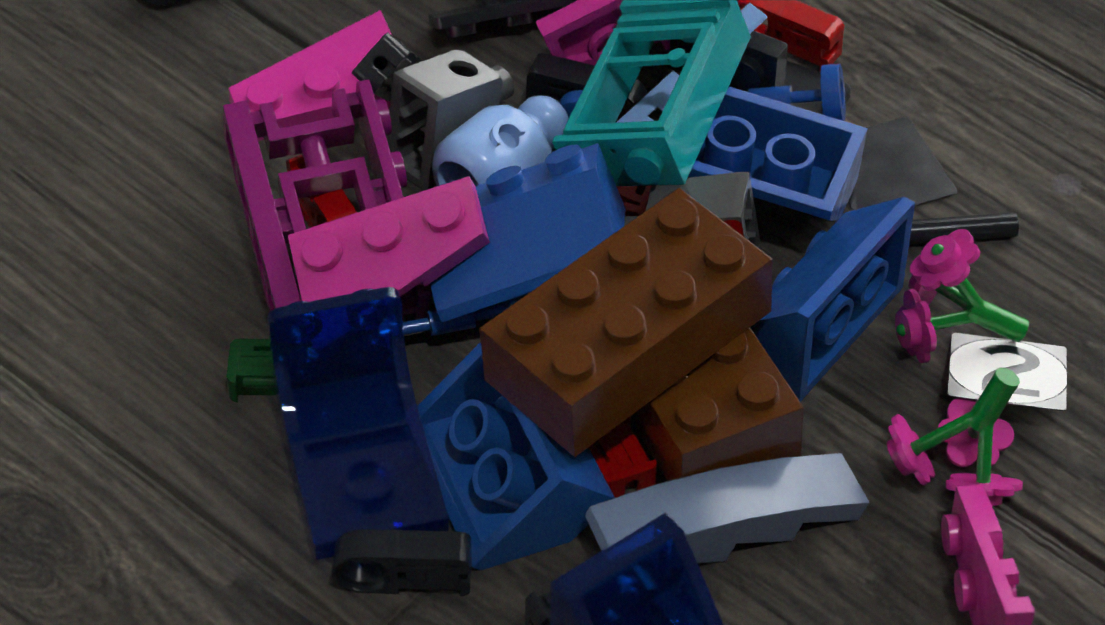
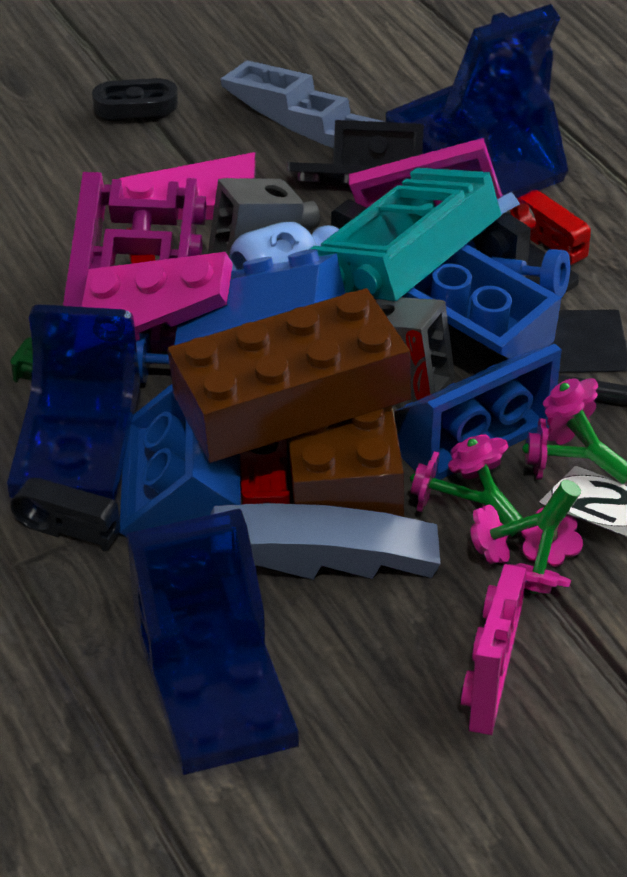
camera: 20 degrees right, 5 degrees down
(381, 63) = (216, 167): black piece -> none
(865, 360) = (473, 460): none -> plant

